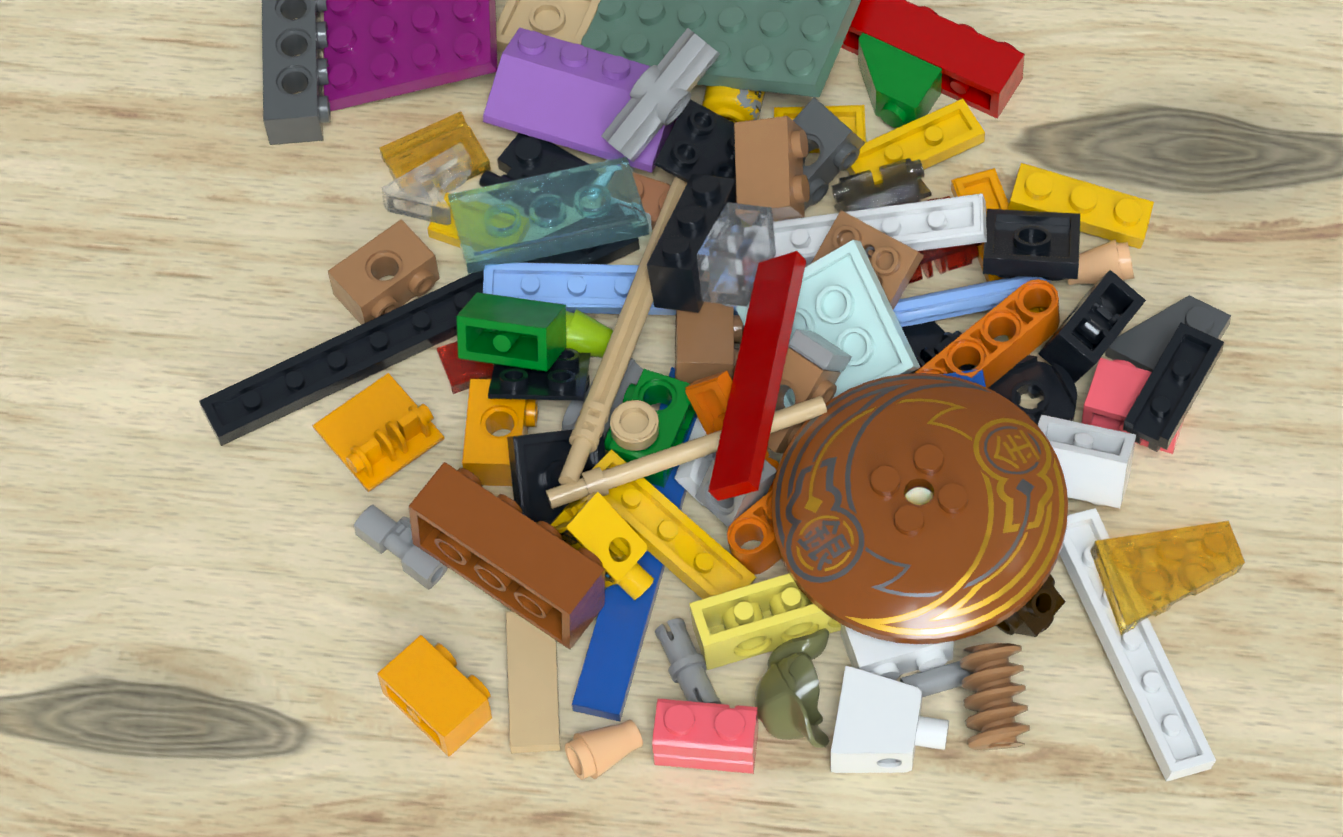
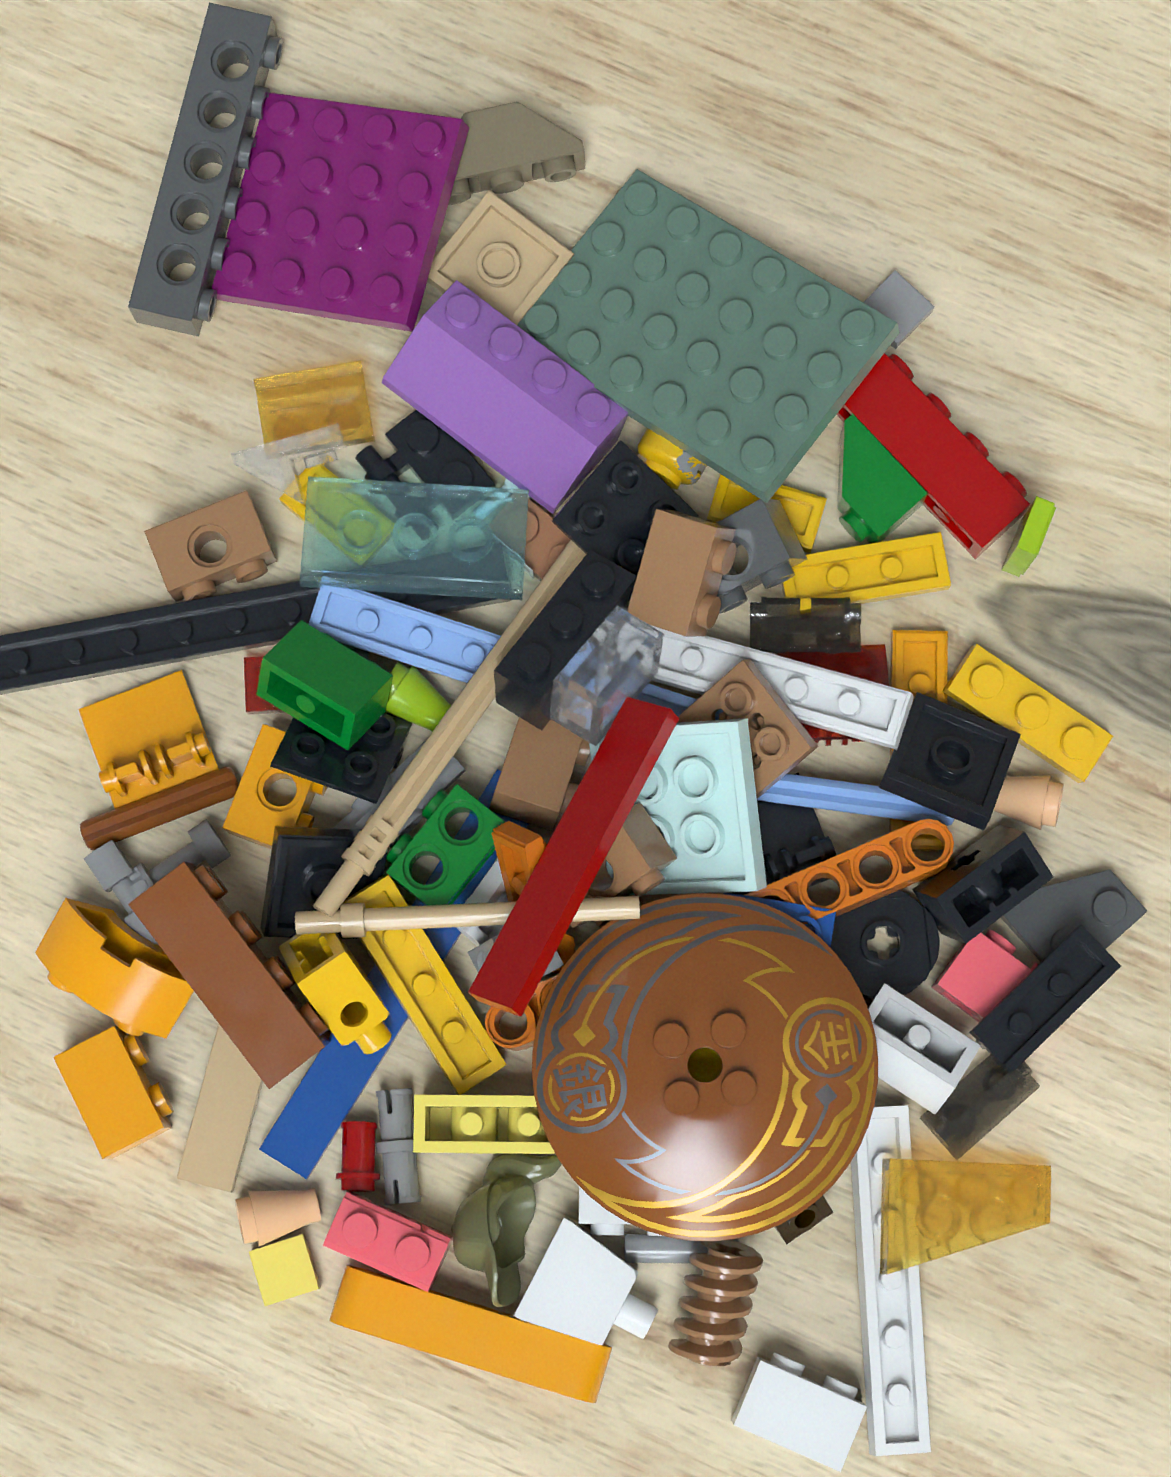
camera: 15 degrees right, 20 degrees up
(405, 475) = (160, 808): none -> dark orange axle
(407, 594) = (113, 969): none -> light orange brick
(624, 793) = (284, 1269): none -> light yellow tile
(634, 425) = (421, 857): tan tile -> none
(655, 680) = (358, 1157): none -> red pin
(660, 95) = (584, 440): light grey piece -> none
(799, 789) = (469, 1334): none -> light orange beam
(819, 350) = (658, 834): light grey tile -> none
(1032, 76) = (1029, 536): none -> lime tile
(1095, 764) = (800, 1412): none -> white brick
(1154, 491) = (979, 1105): none -> clear smoke hinge

